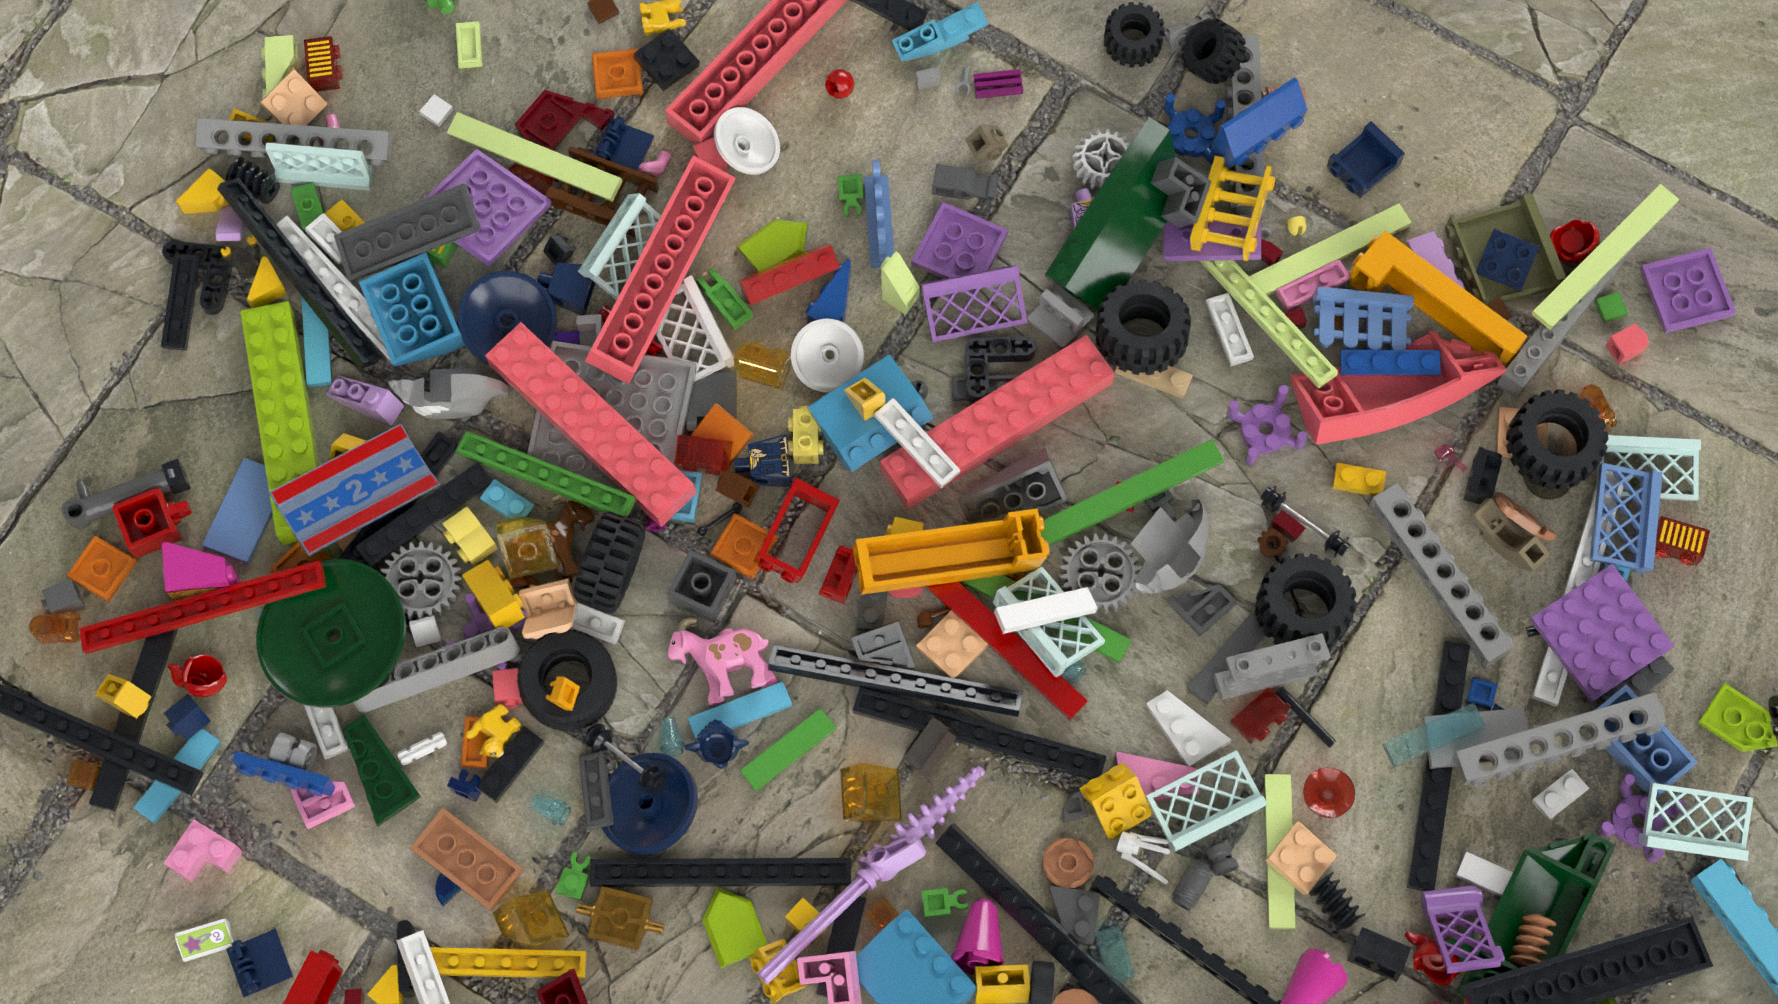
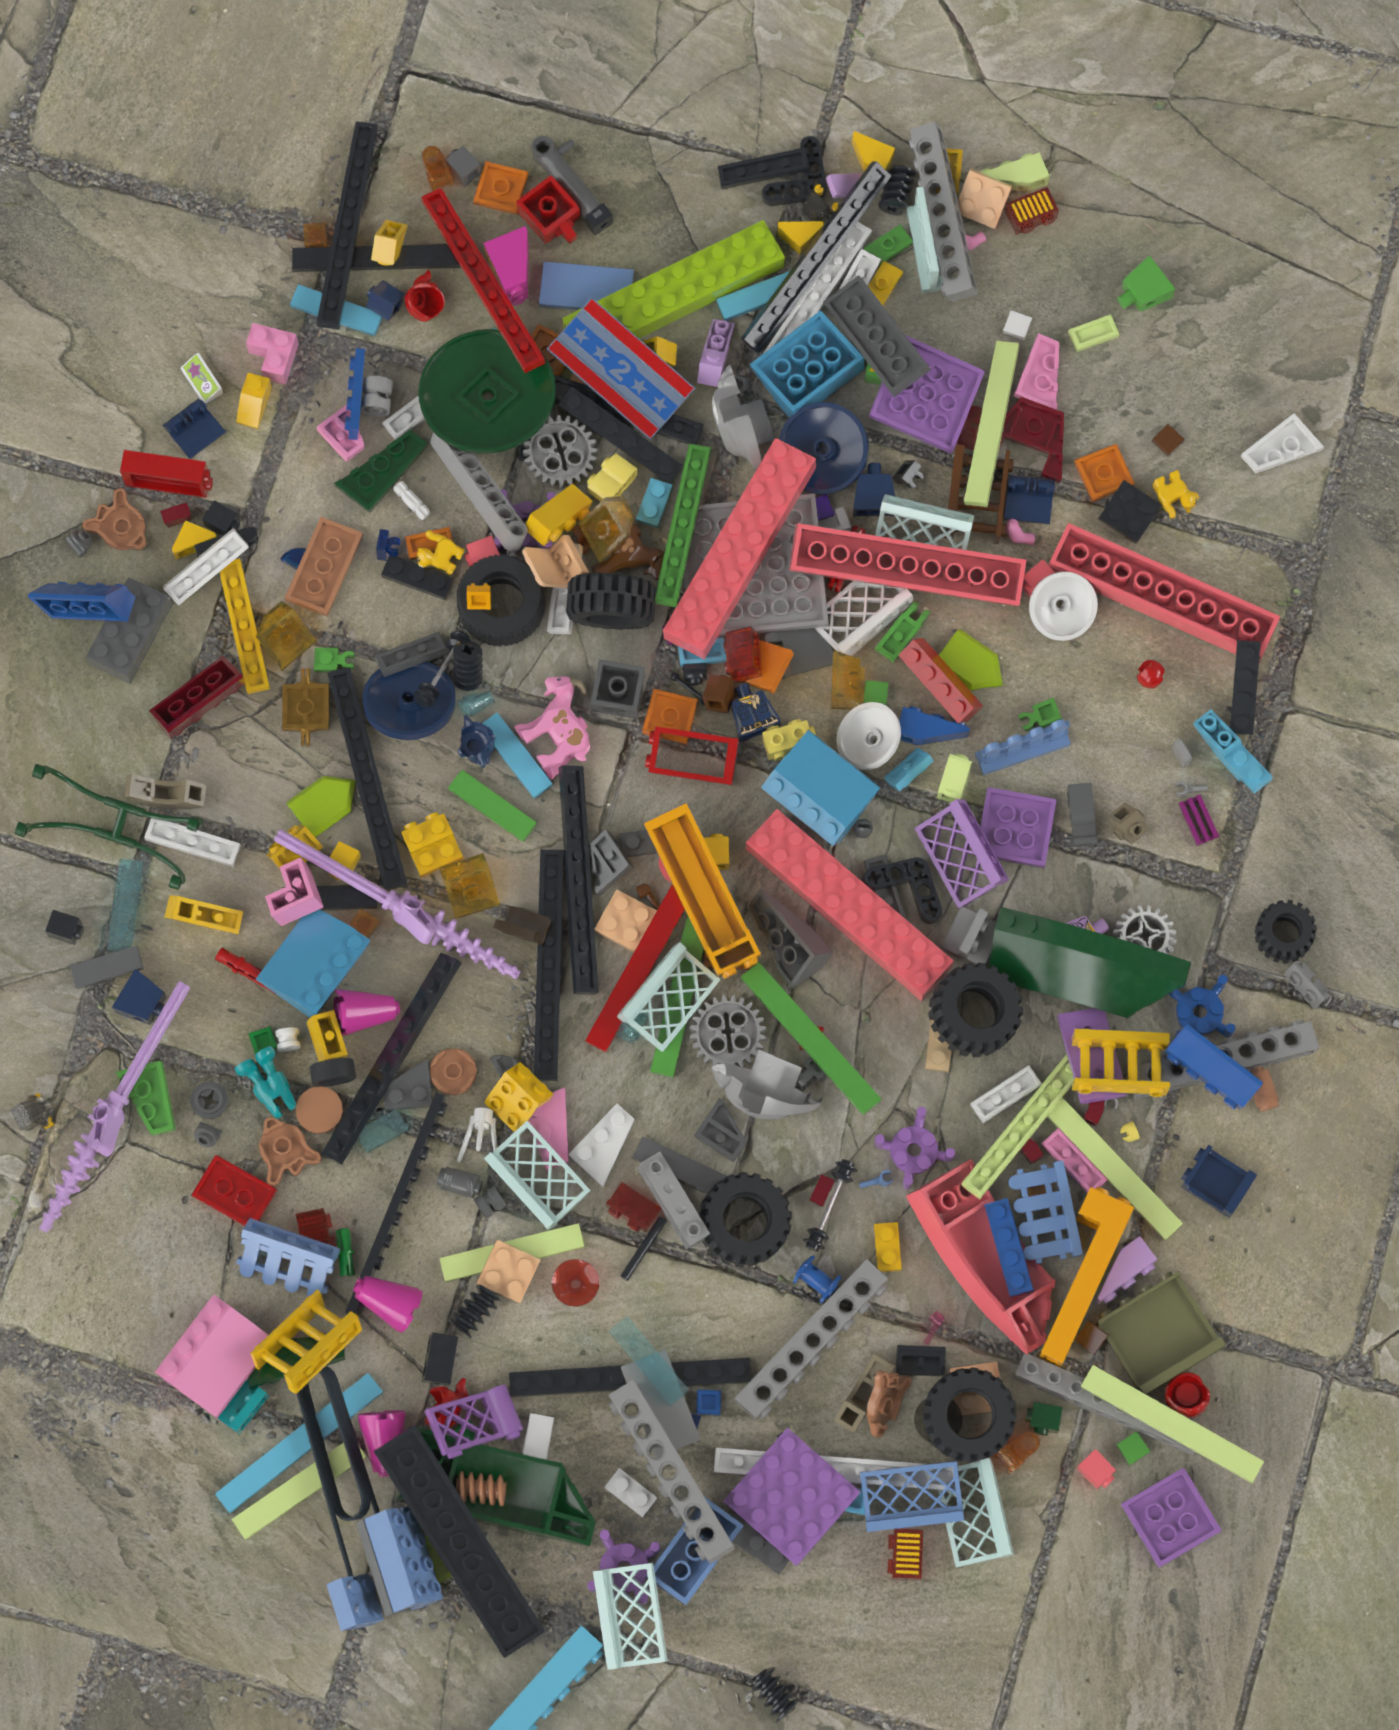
camera: 75 degrees right, 5 degrees up
(251, 888) = (253, 400): none -> yellow slope
(377, 956) = (221, 519): none -> black brick
(425, 631) = (515, 469): white tile -> none
(493, 102) = (1040, 373): none -> bright pink wing
(551, 809) = (385, 624): clear light blue cone -> none
(629, 731) = (467, 665): none -> black piece
(706, 508) = (695, 673): none -> black plate
(780, 339) = (876, 692): none -> bright green tile
(813, 822) = (431, 844): none -> yellow plate
(840, 576) = (656, 805): red hinge -> none
(865, 398) = (827, 776): yellow slope -> none
(870, 330) = (908, 769): none -> medium azure plate
(917, 443) = (797, 834): white plate -> none
(938, 902) = (388, 970): bright green plate -> none
(1045, 610) = (671, 988): white tile -> none
(1185, 191) = (1119, 1014): dark grey brick -> none
(1213, 51) = (1285, 1008): black tyre -> none
(1276, 539) = (794, 1176): reddish brown animal -> none
(1288, 468) = (878, 1180): none -> medium blue hand
(1380, 552) = (817, 1279): none -> blue hose
(1507, 259) = (1149, 1336): dark blue hinge -> none
(1568, 375) = (1044, 1418): none -> dark green brick
(1738, 720) = (745, 1643): lime tile -> none

